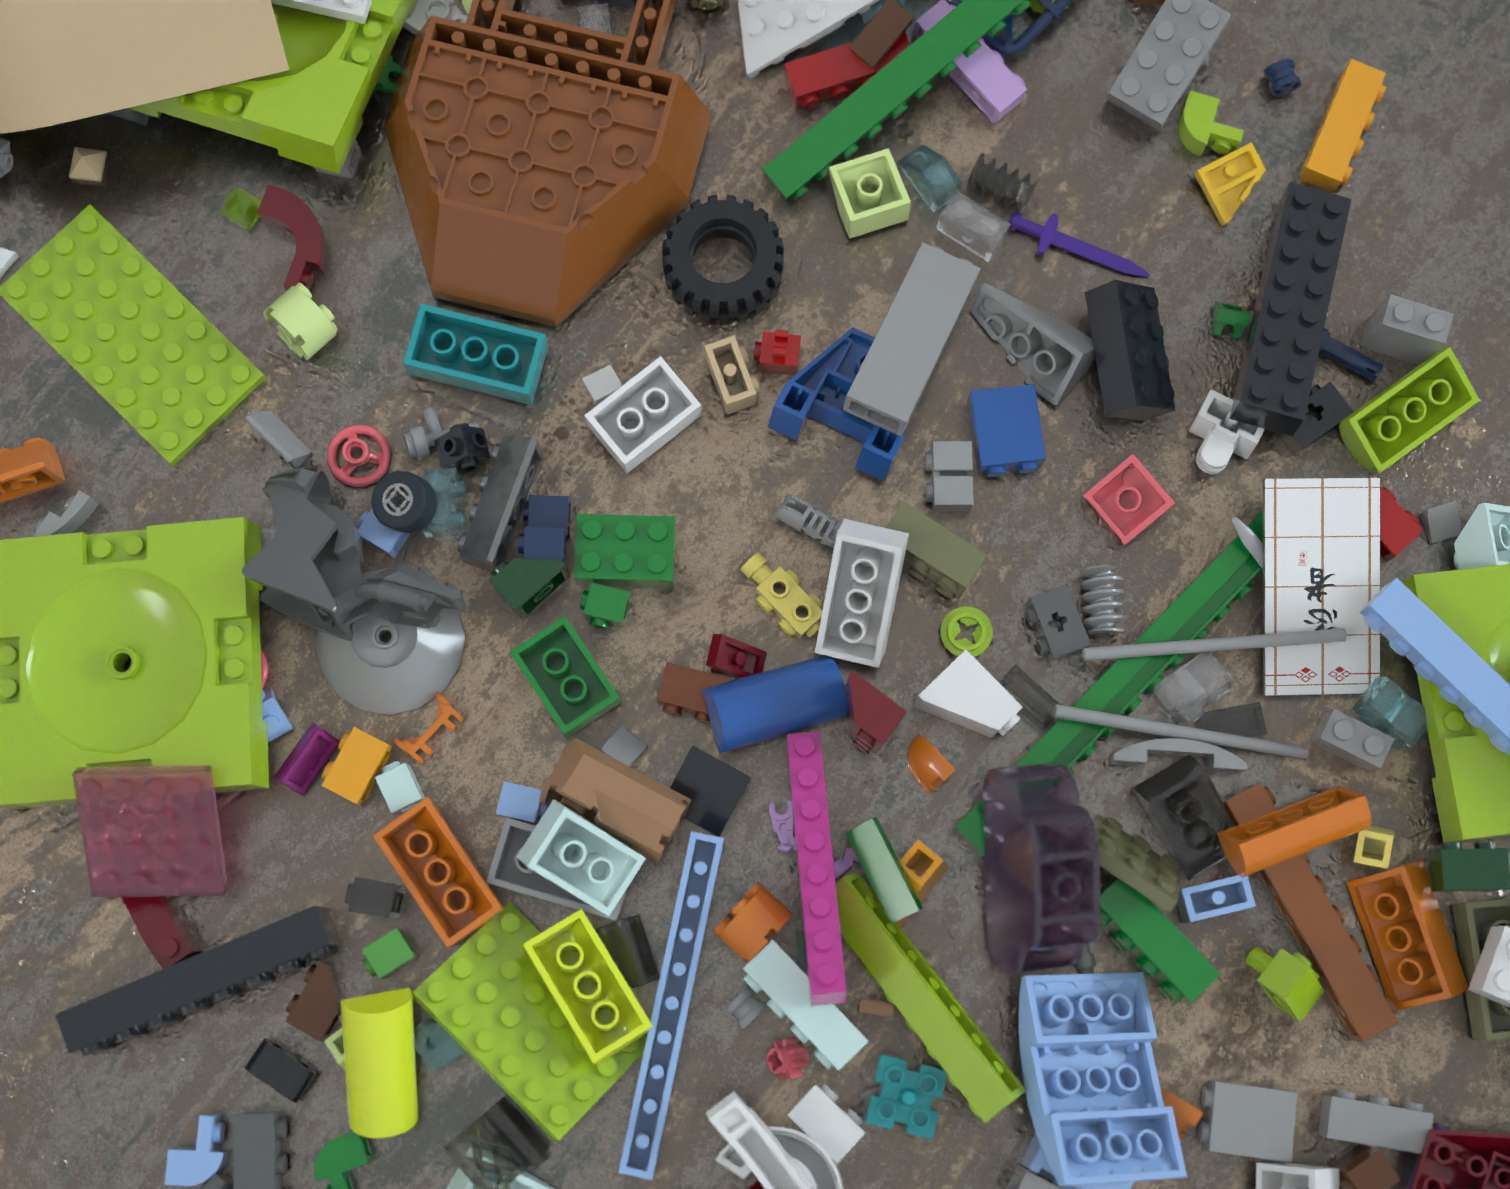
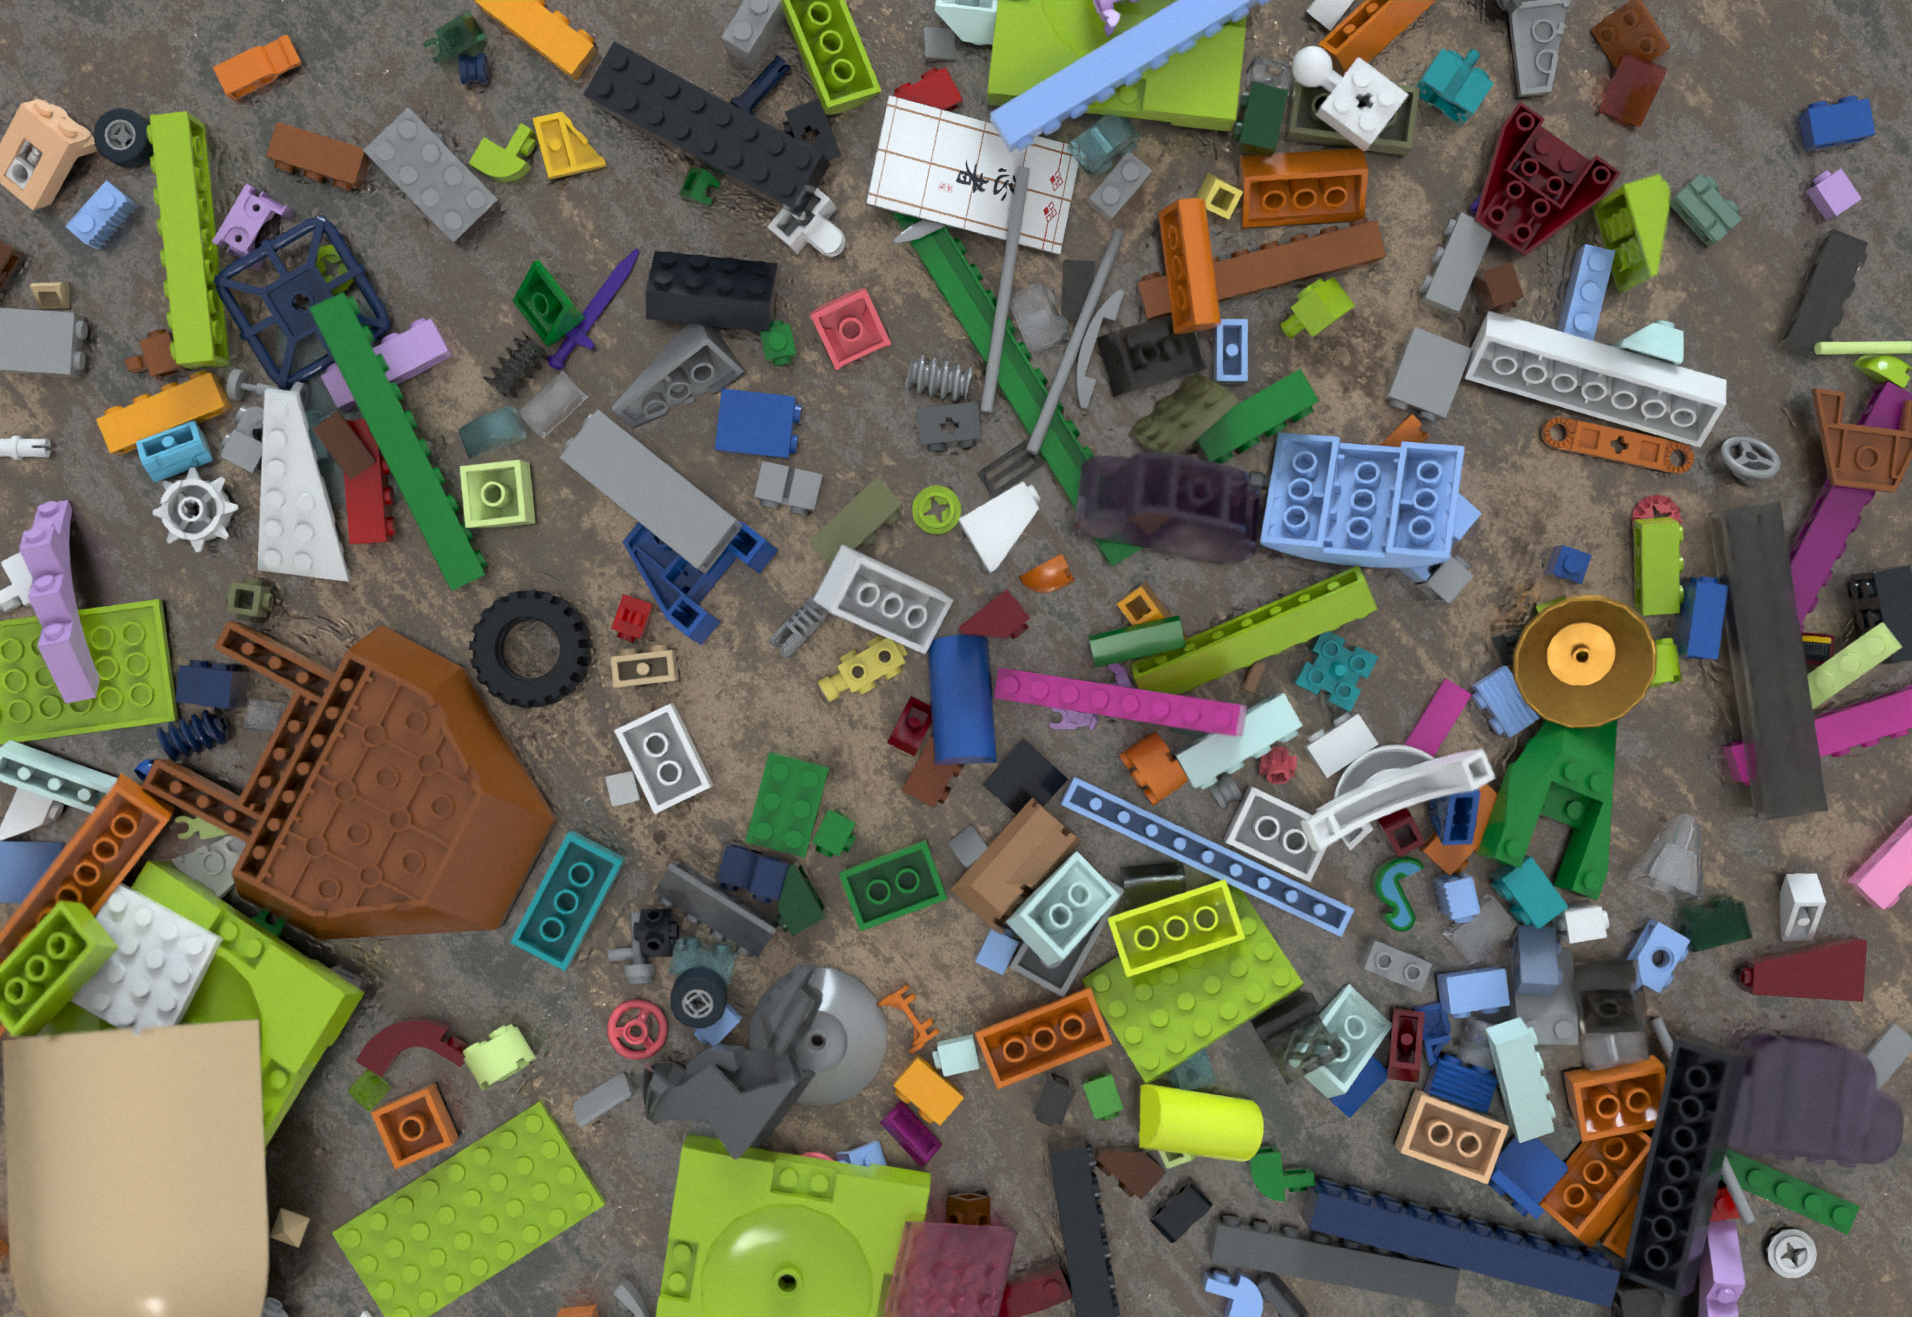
camera: 75 degrees left, 10 degrees up
(214, 257) = (415, 1125): none -> orange brick
(238, 838) = (968, 1209): none -> reddish brown brick
(713, 1066) = (1273, 833): none -> white brick
(1071, 198) = (546, 304): none -> green slope
(1094, 432) = (779, 344): none -> green brick
(1310, 52) = (456, 36): none -> clear green brick

